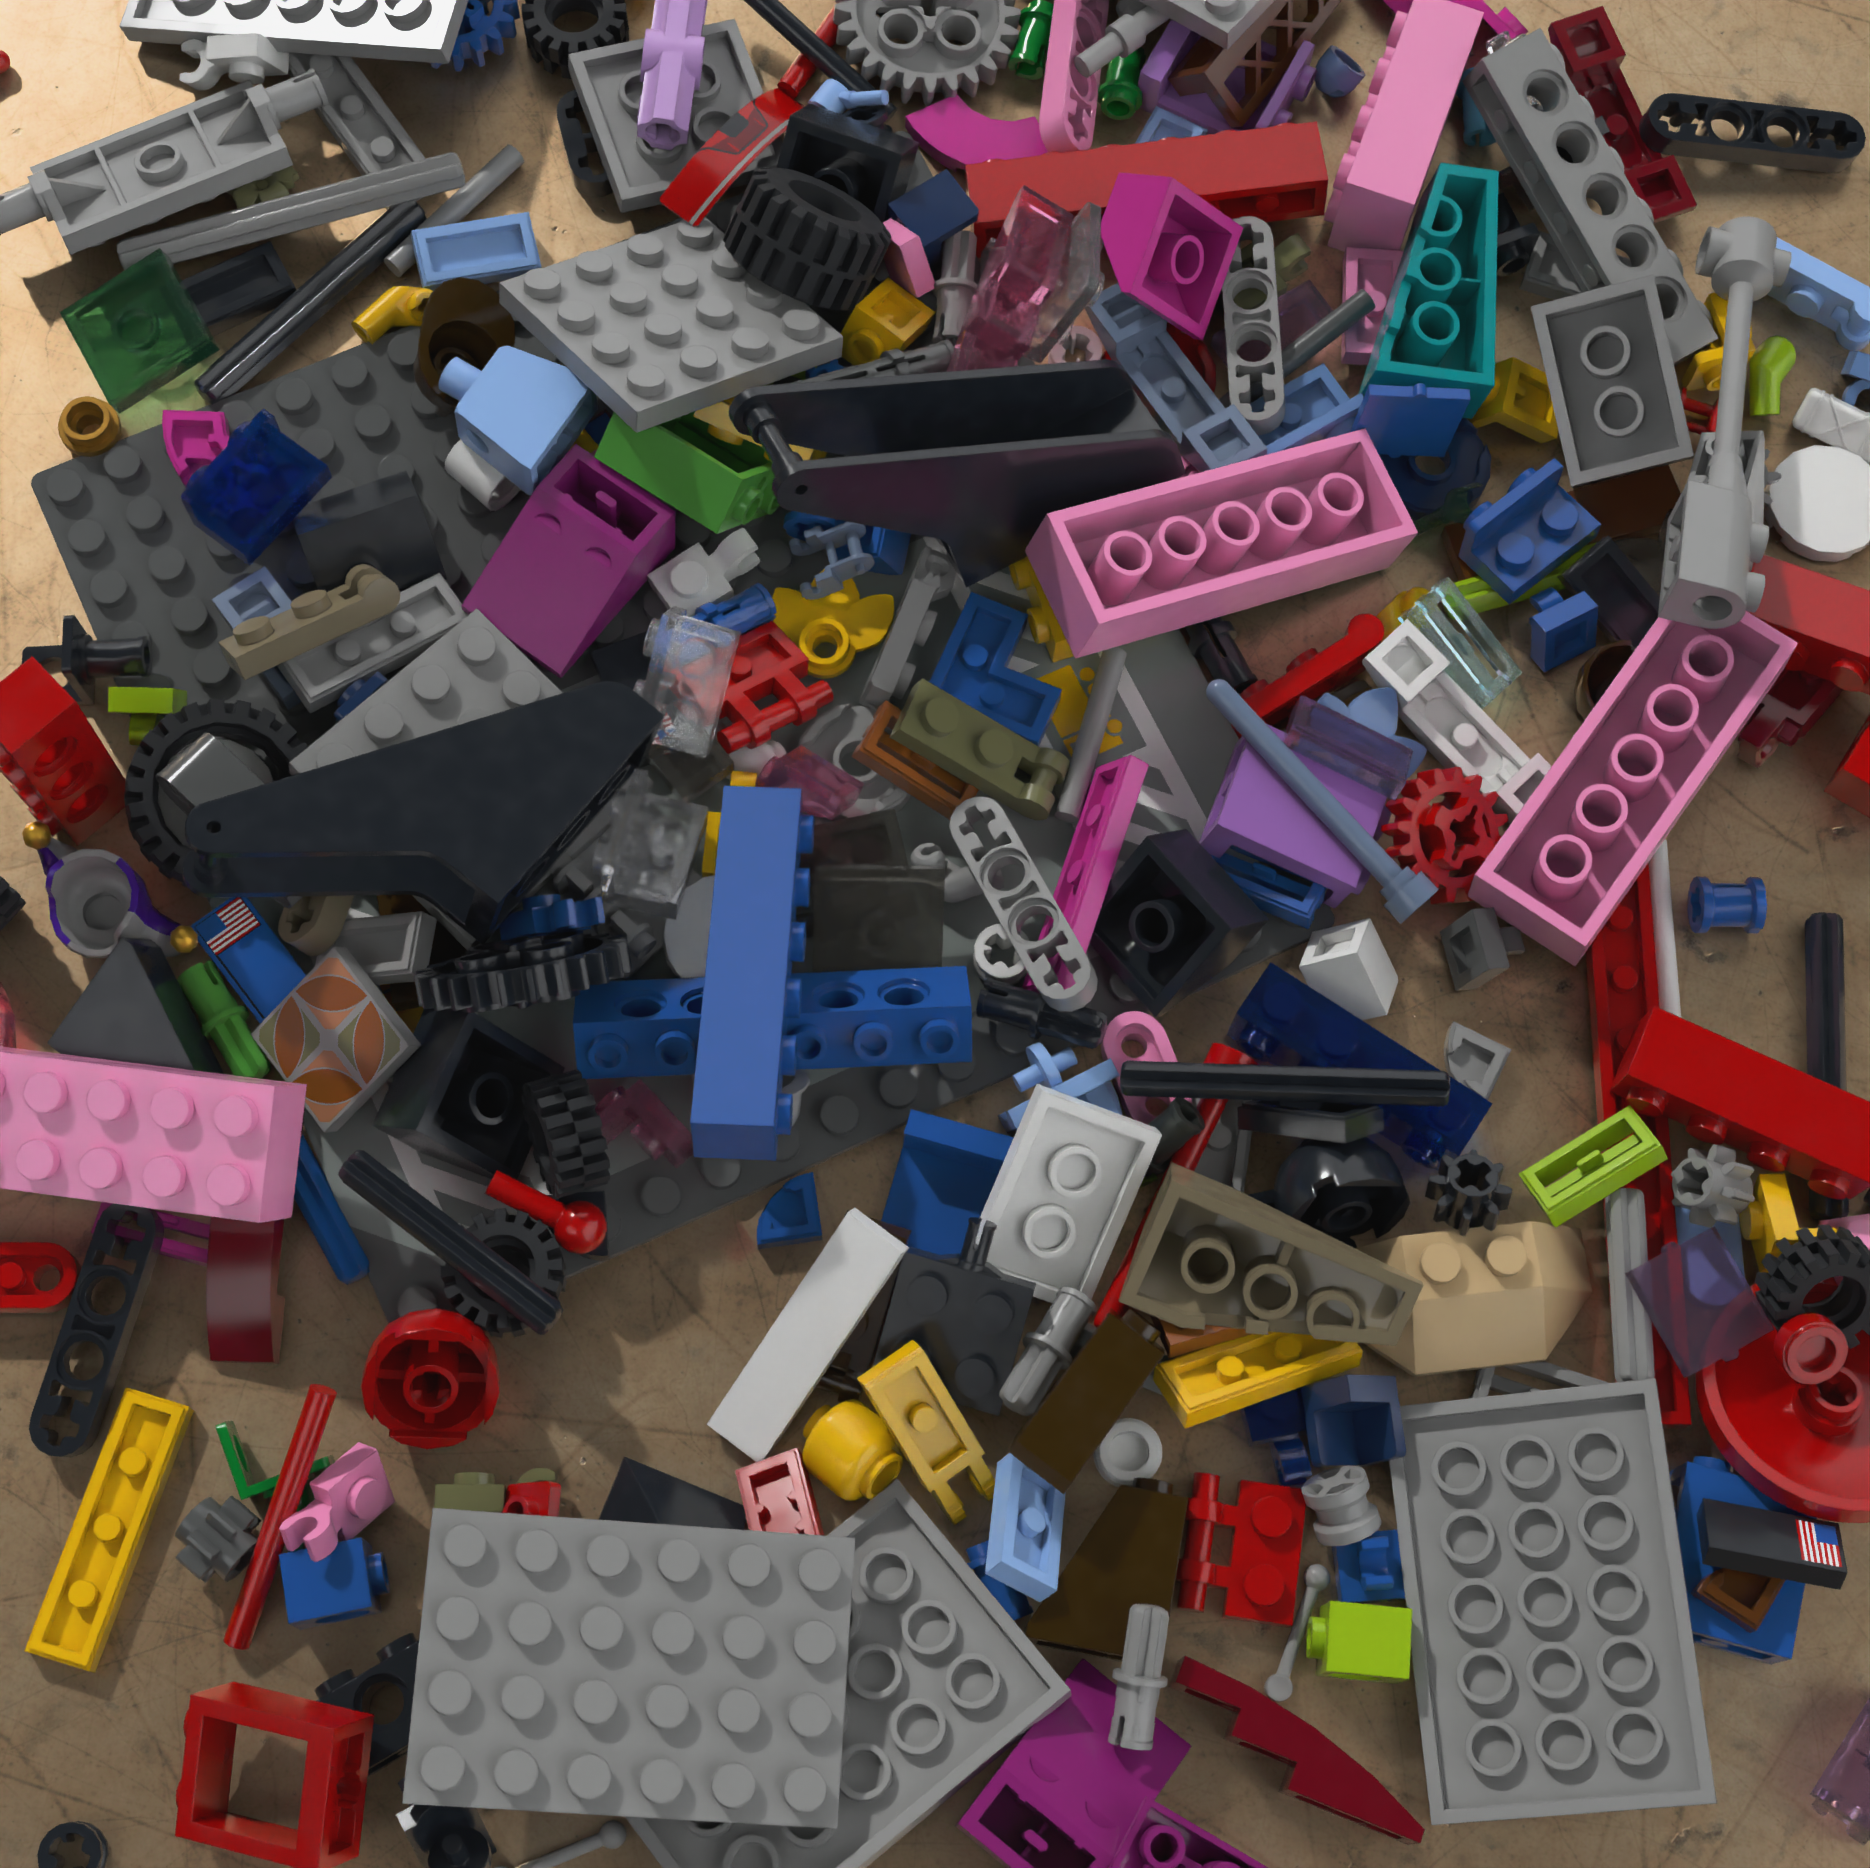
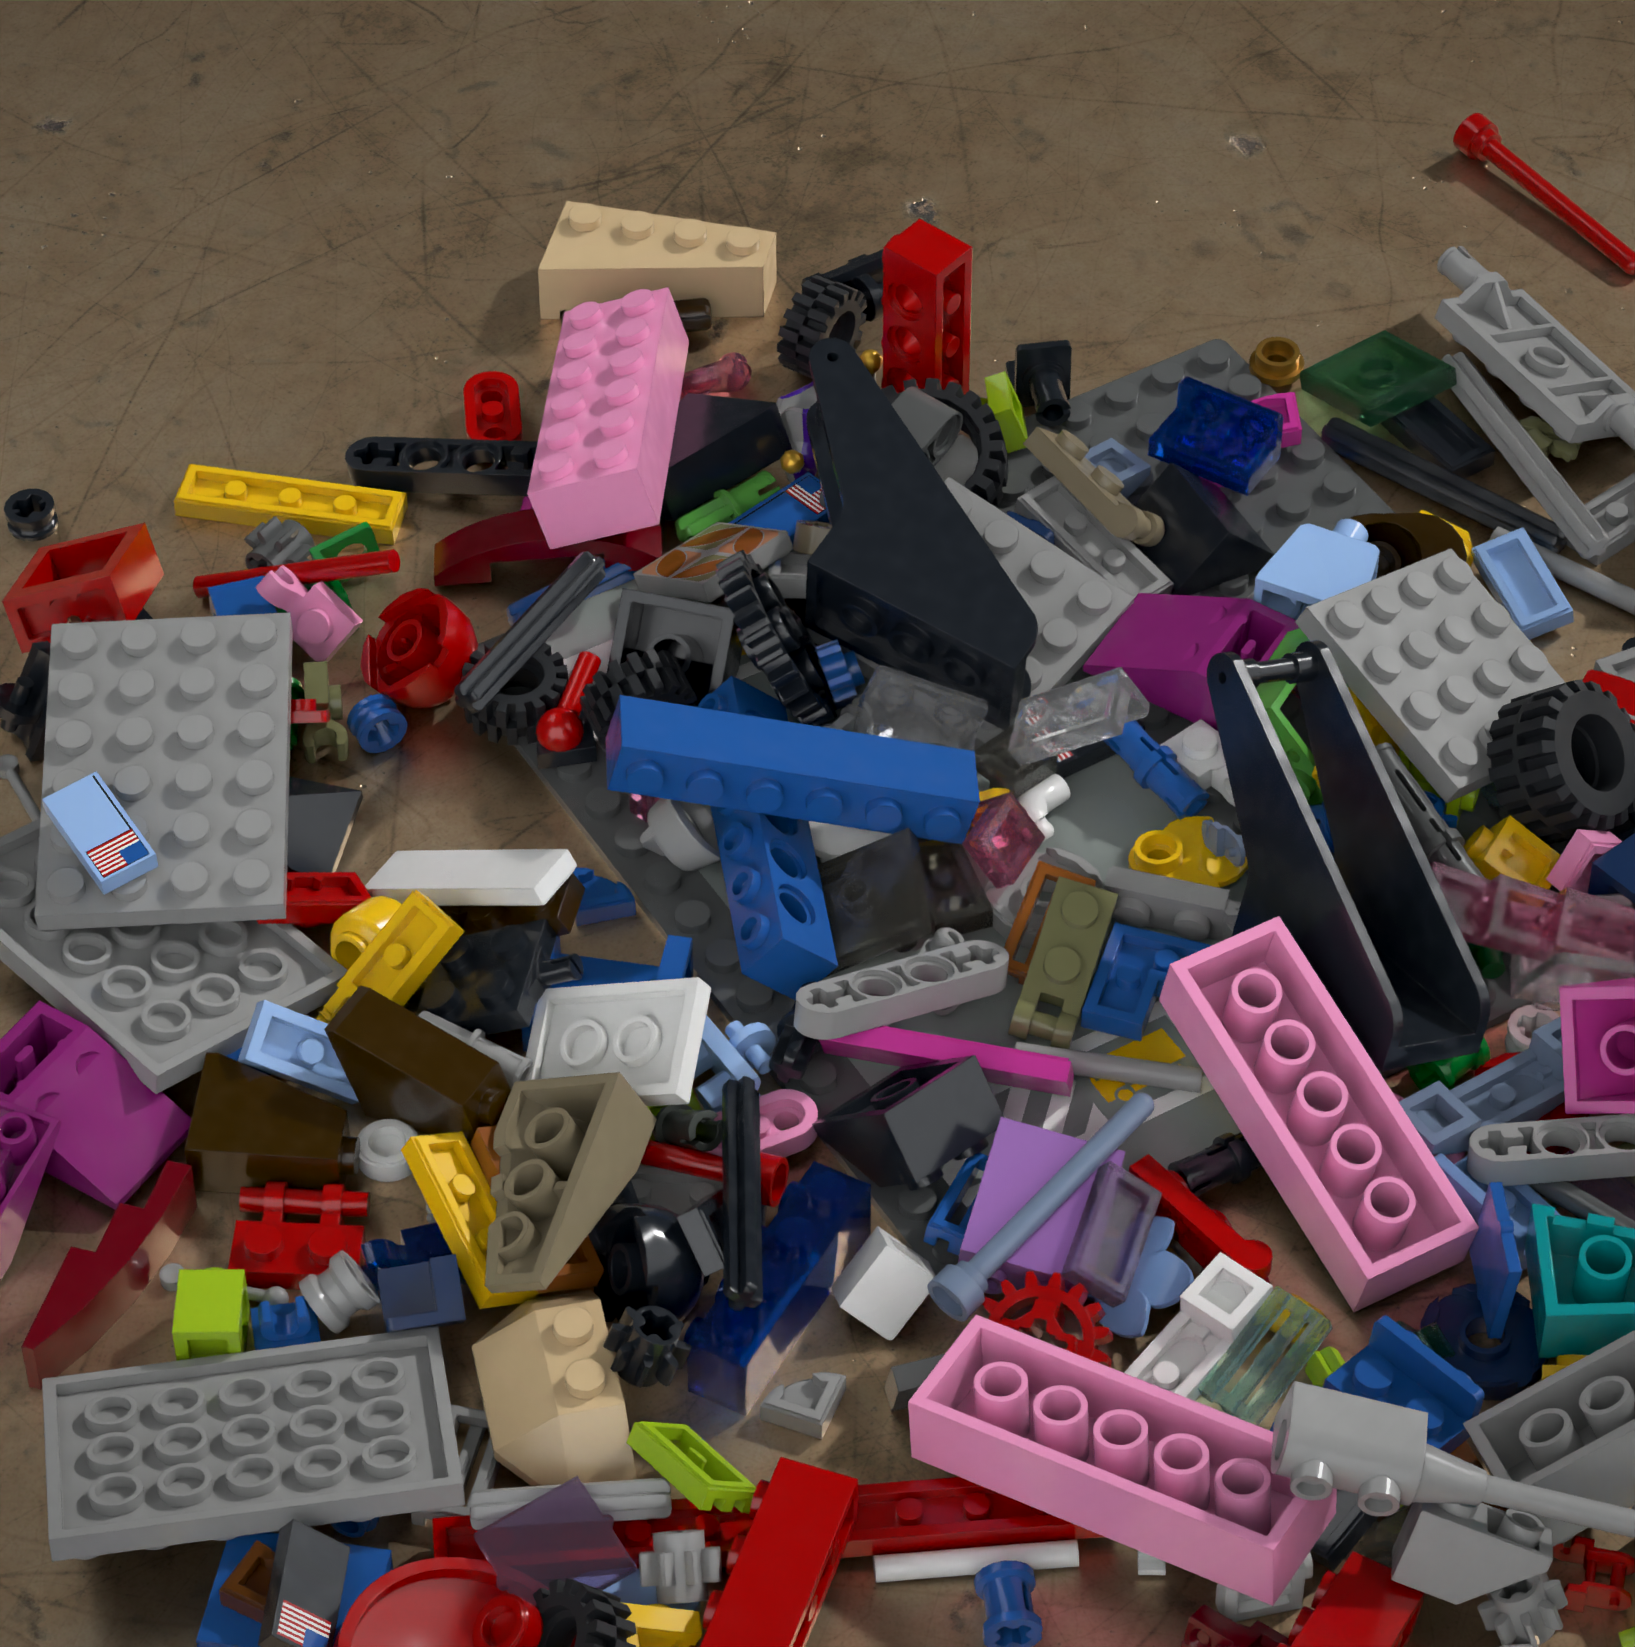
camera: 90 degrees right, 25 degrees down
(513, 1436) = (364, 718): none -> blue bush
(753, 1744) = (100, 832): none -> light blue tile
(763, 666) = (1108, 789): red plate -> none
(1139, 1678) = (168, 1125): light grey axle -> none

